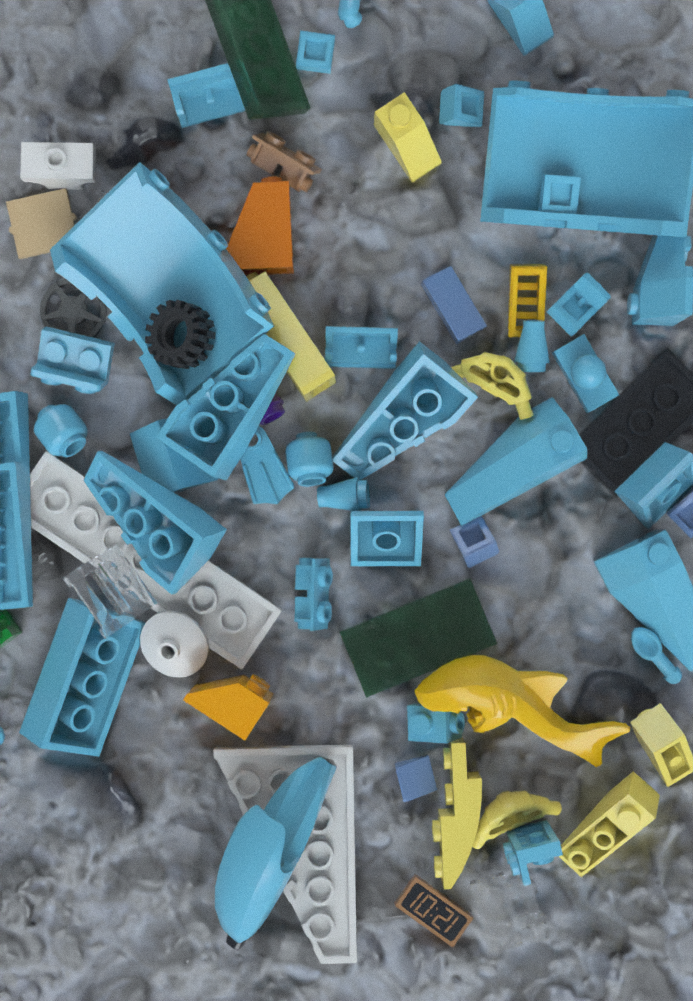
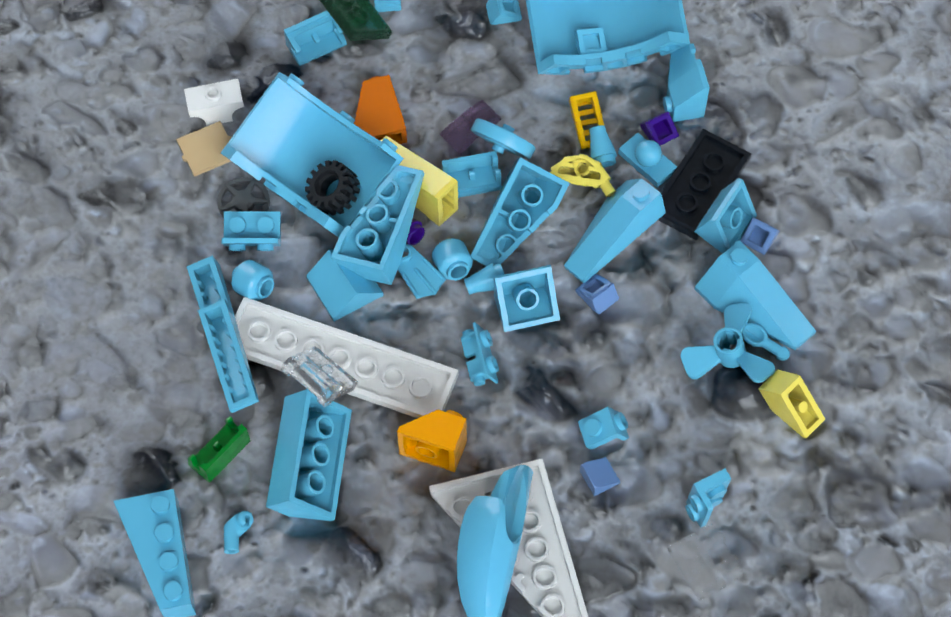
camera: 10 degrees left, 25 degrees down
(162, 526) = (348, 326): medium azure wedge -> none
(181, 634) = (392, 413): white dish -> none
(272, 152) = (371, 64): medium nougat hinge -> none
(377, 274) = (459, 132): none -> clear purple slope
(407, 137) = (468, 33): light yellow slope -> none
(410, 314) = (503, 138): none -> medium azure wheel
(418, 637) = (572, 371): clear green tile -> none
(433, 910) = (644, 576): tile -> none
(453, 304) = (536, 134): medium blue slope -> none
(457, 825) = (644, 497): light yellow slope -> none
(500, 692) = (671, 381): yellow piece -> none
(511, 811) = (680, 481): light yellow piece -> none
(579, 304) = (628, 111): medium azure bracket -> none
(610, 824) = (765, 475): light yellow slope -> none
(612, 332) = (660, 128): none -> dark purple slope
(629, 627) = (701, 359): none -> medium azure piece

